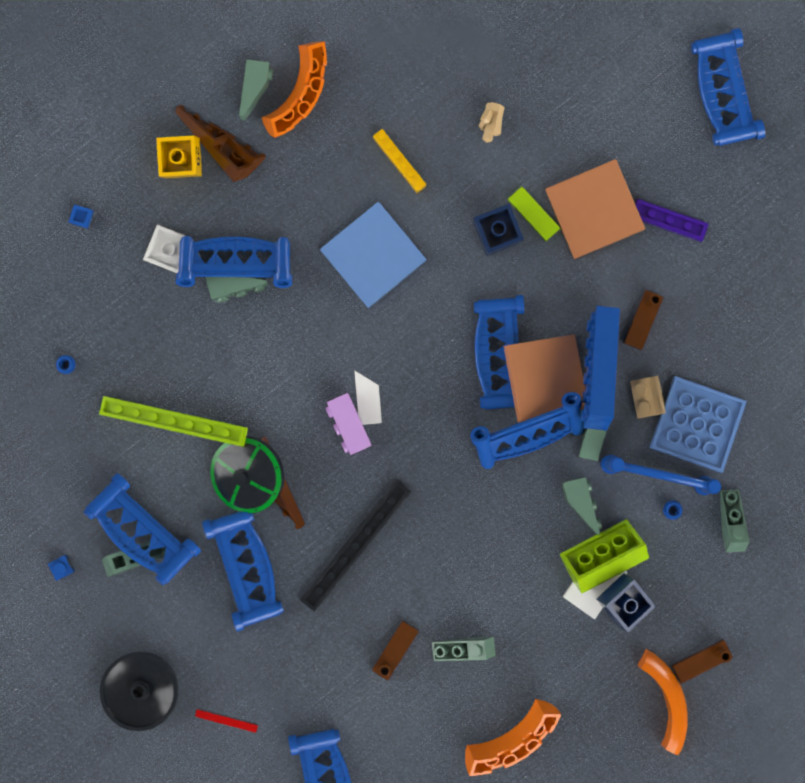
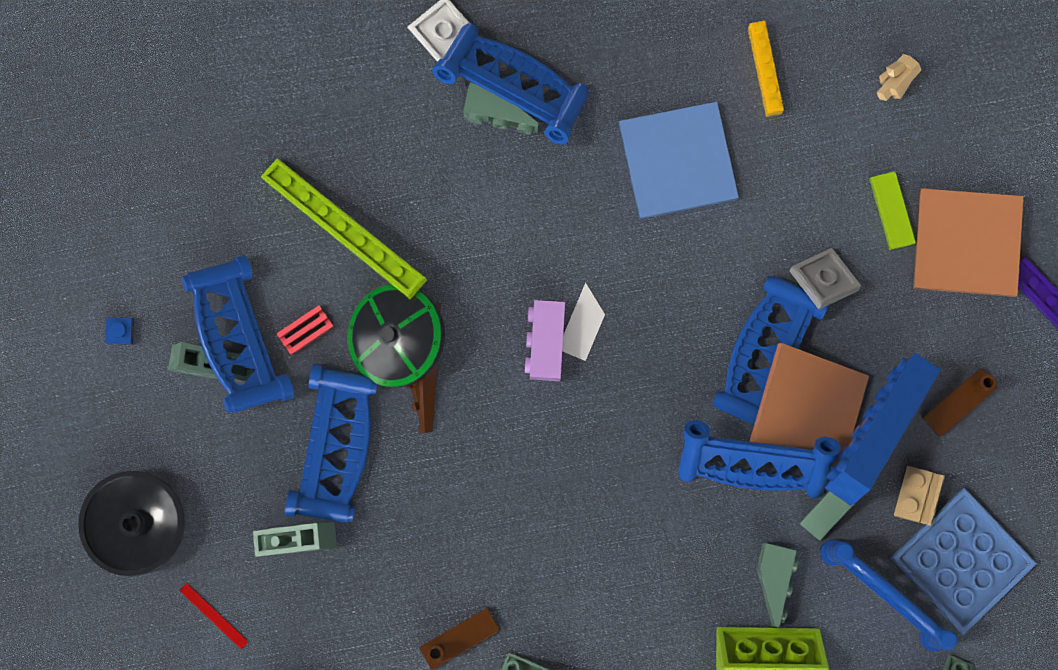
camera: 25 degrees right, 5 degrees down
(60, 361) = (248, 94): blue plate -> none
(177, 516) = (317, 310): none -> coral tile
(252, 643) = (295, 539): none -> sand green slope
(355, 545) = (478, 488): black tile -> none
(498, 230) = (841, 206): dark blue brick -> none
(512, 284) = (825, 278): none -> light grey tile
(678, 510) = (888, 647): blue plate -> none

